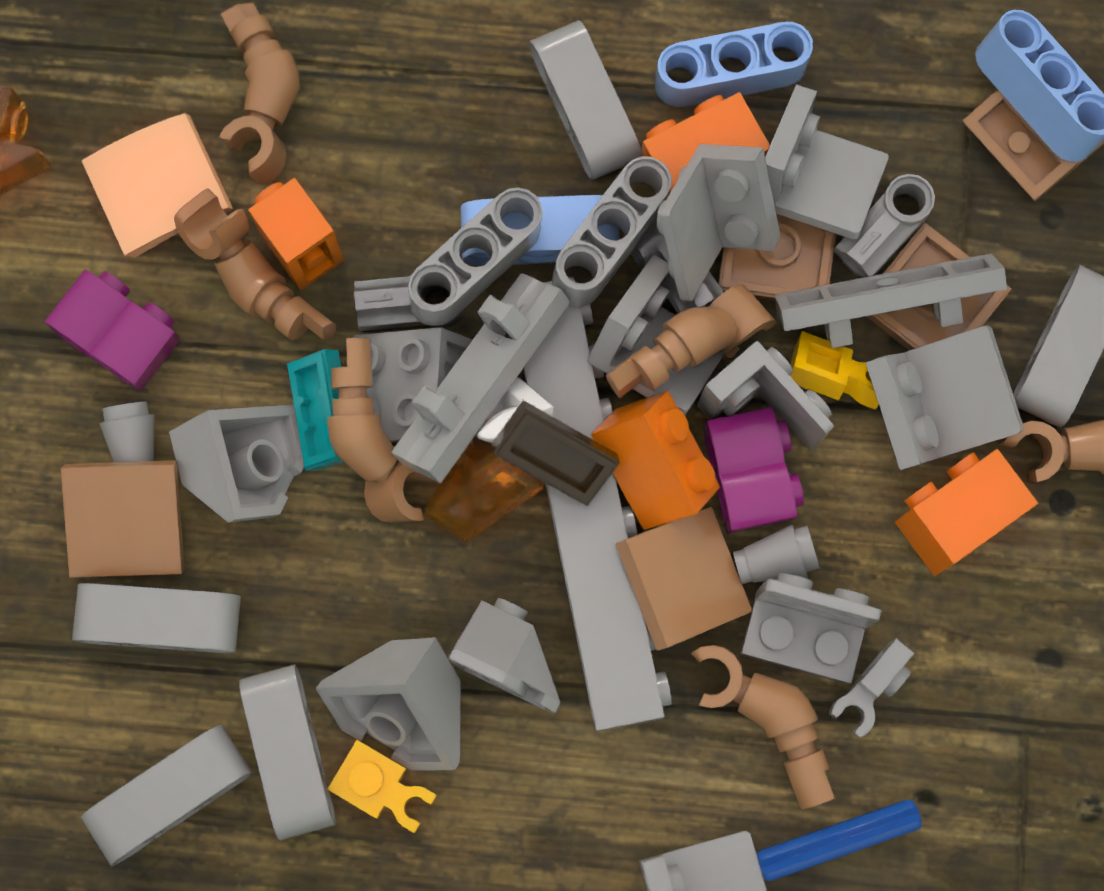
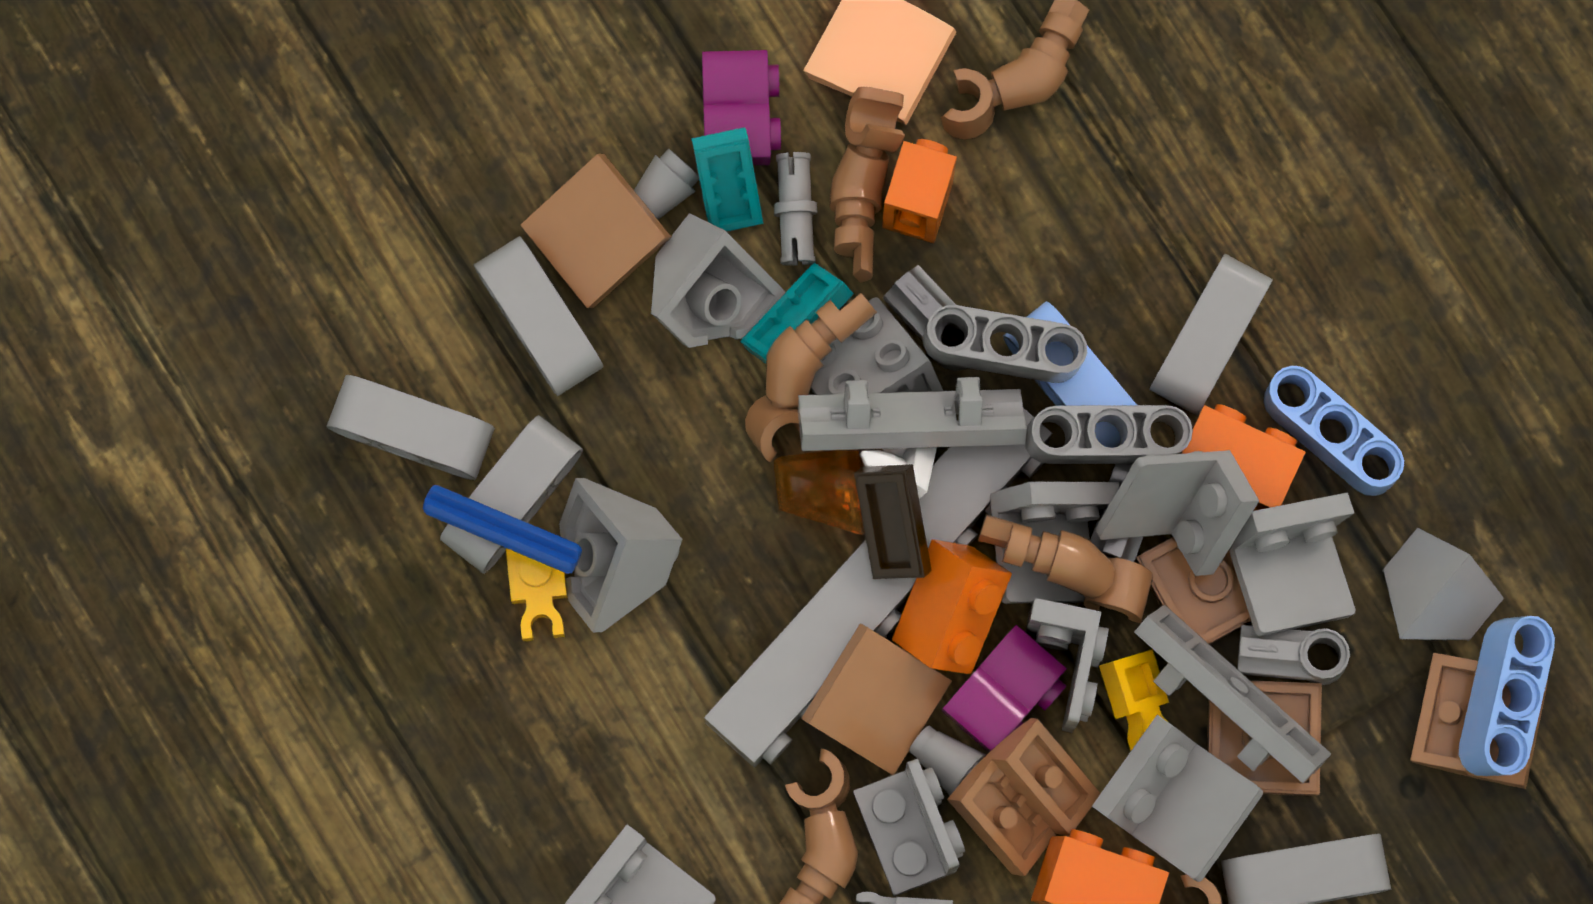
camera: 55 degrees right, 0 degrees up
(165, 378) = (728, 179): none -> teal plate
(231, 345) = (795, 208): none -> light grey pin
(312, 782) = (502, 529): none -> blue axle
(506, 654) = (712, 604): light grey slope -> none
(848, 518) = (1024, 796): none -> medium nougat slope
(914, 79) = (1438, 590): none -> light grey slope

